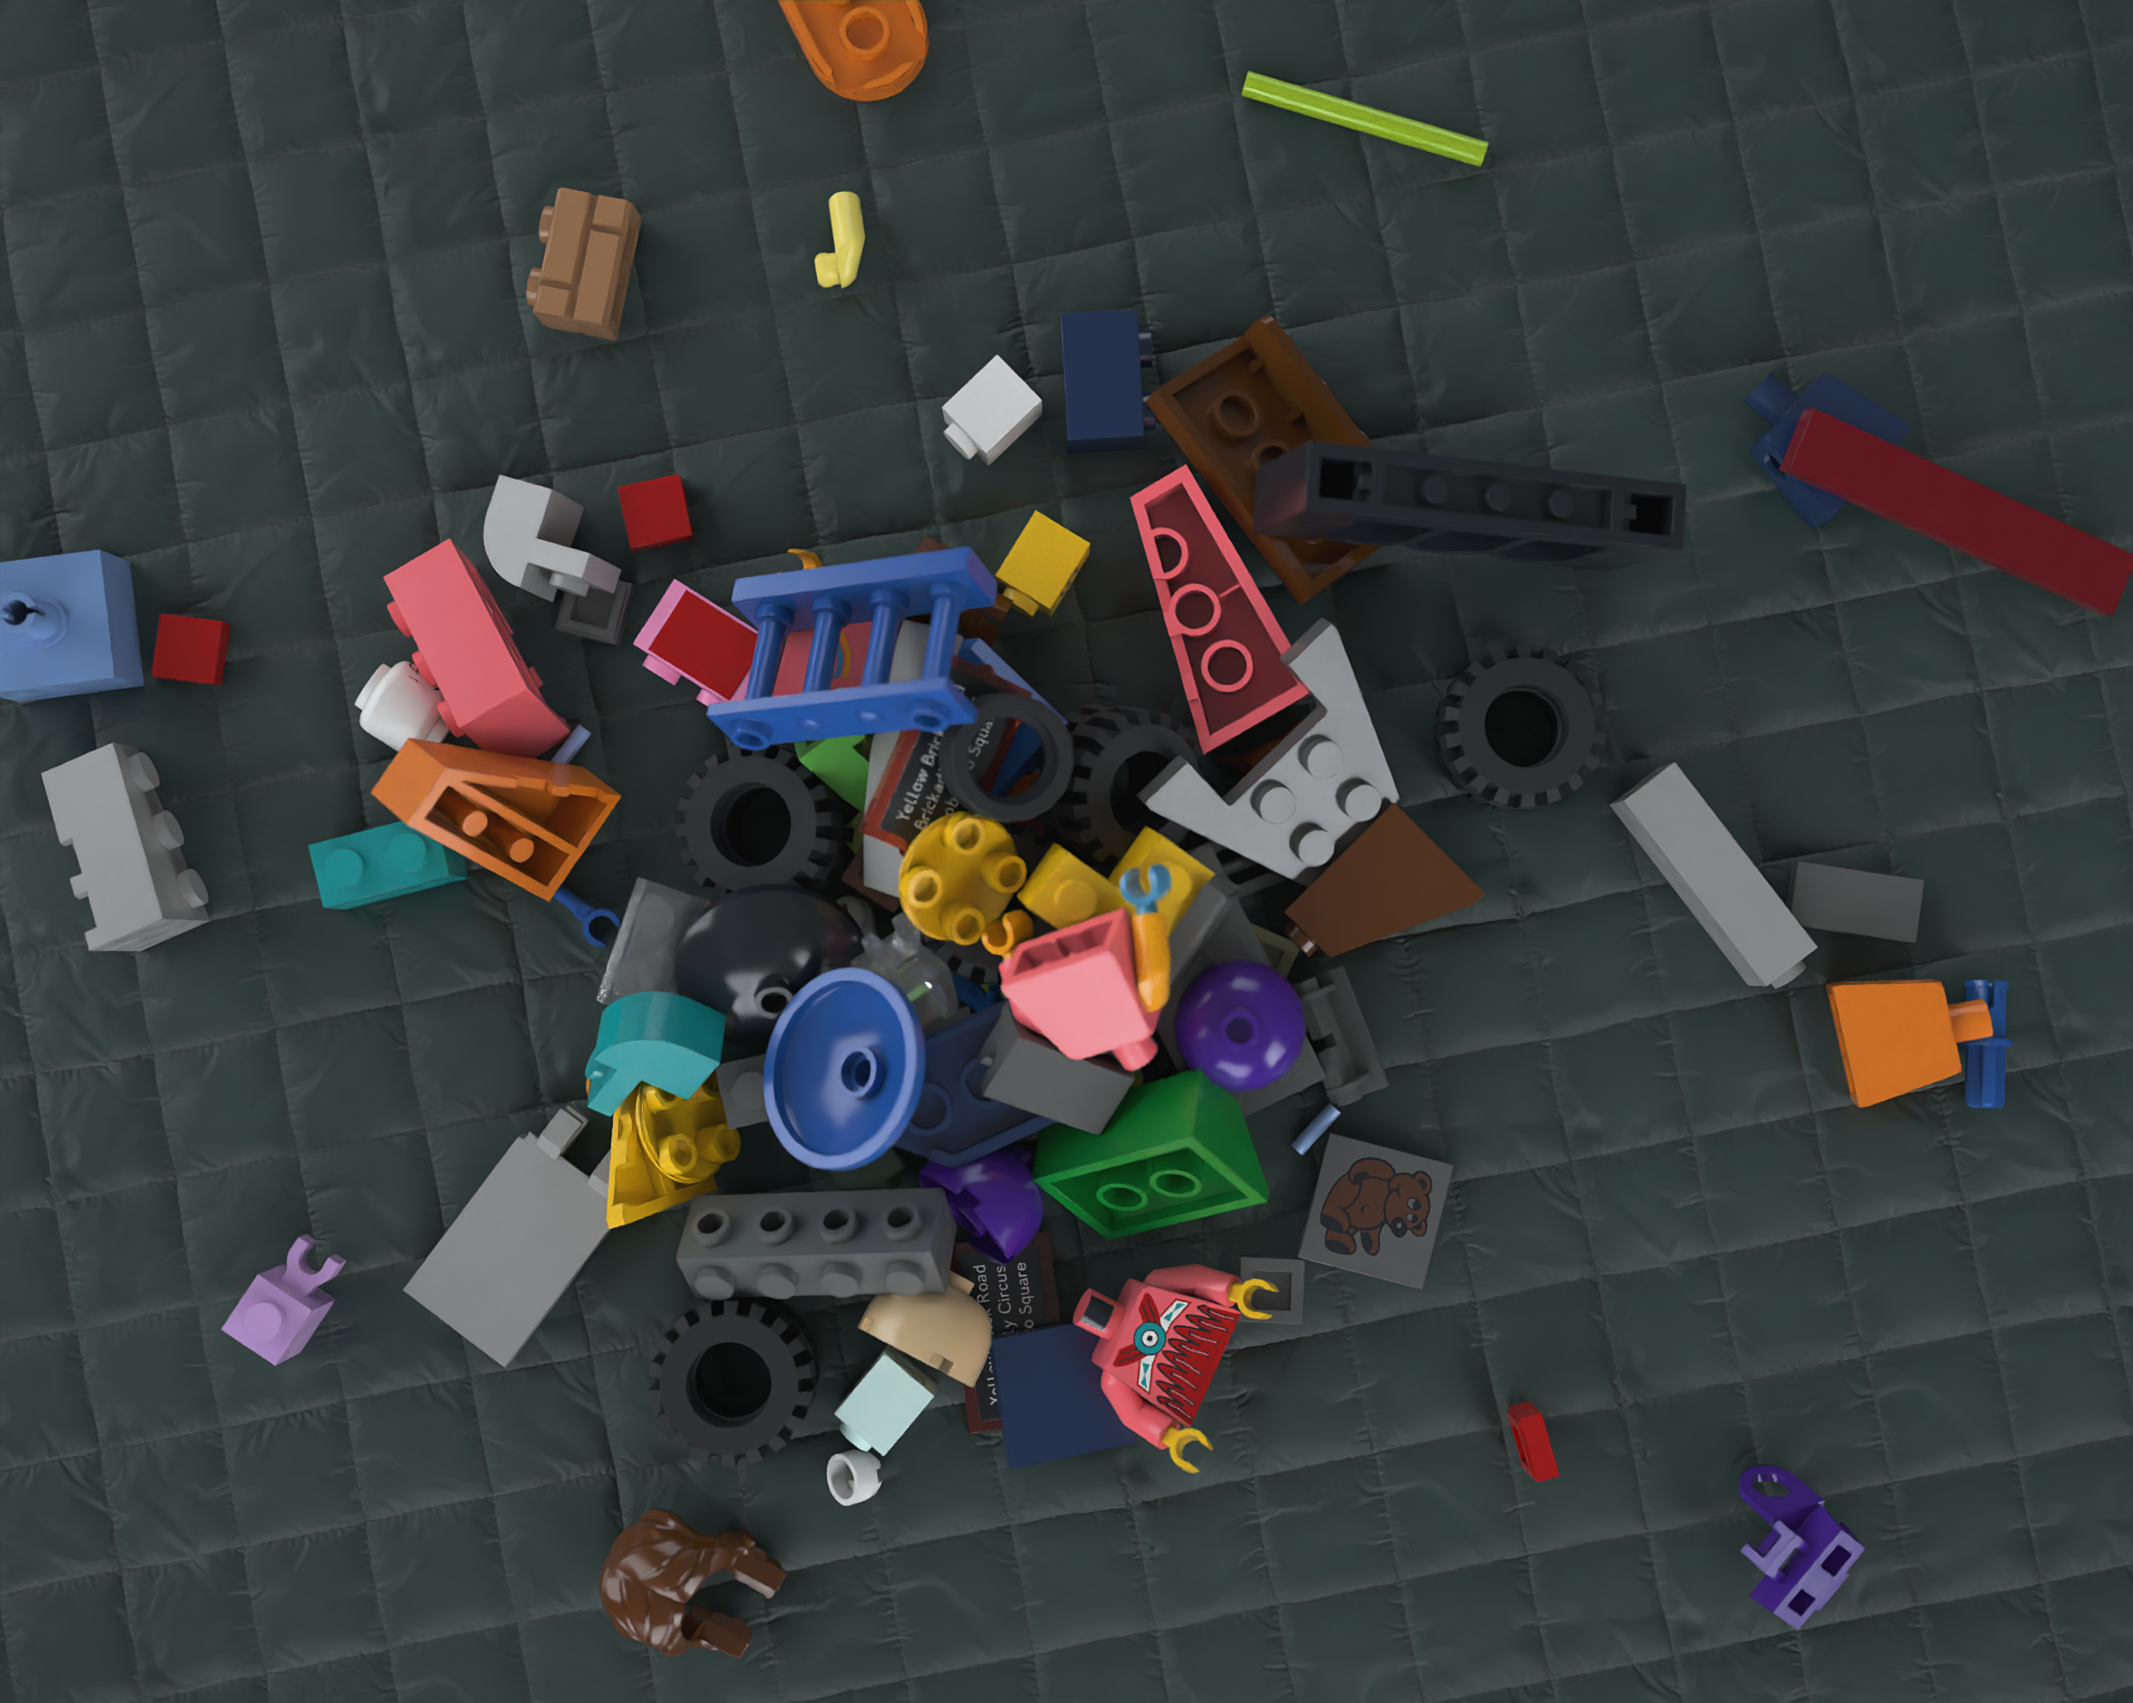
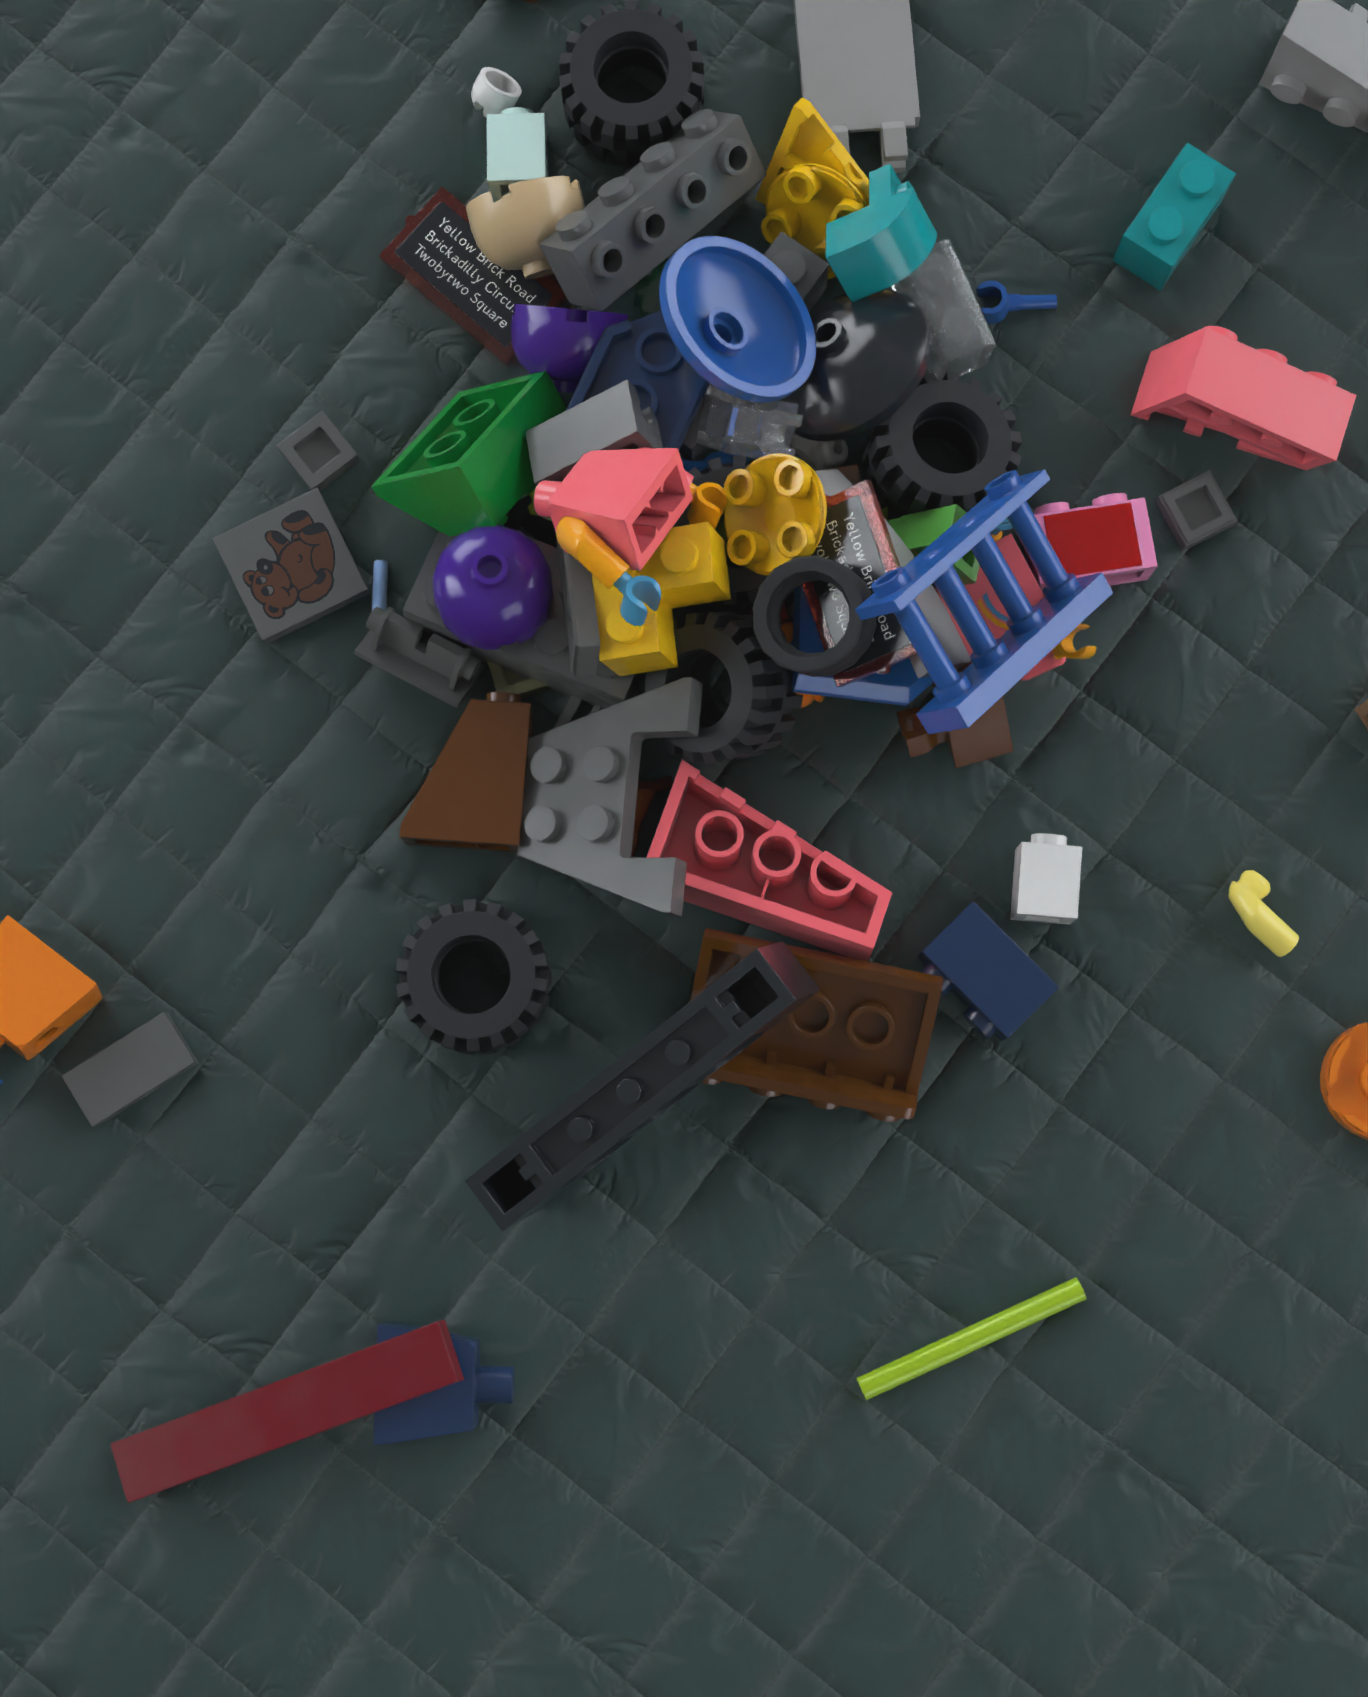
camera: 145 degrees right, 5 degrees down
(401, 706) = (1263, 319): white head -> none
(499, 808) = (1130, 303): orange wedge -> none
(531, 541) = (1280, 510): light grey brick -> none
(571, 745) = (1124, 399): light blue piece -> none
(656, 513) = (1214, 611): red tile -> none
(1041, 566) = (912, 802): yellow brick -> none
(1052, 1395) = (404, 263): dark blue tile -> none
(1165, 1346) = (357, 345): torso -> none
(1532, 1441) = (49, 499): red tile -> none
(1714, 877) = (245, 995): light grey brick -> none

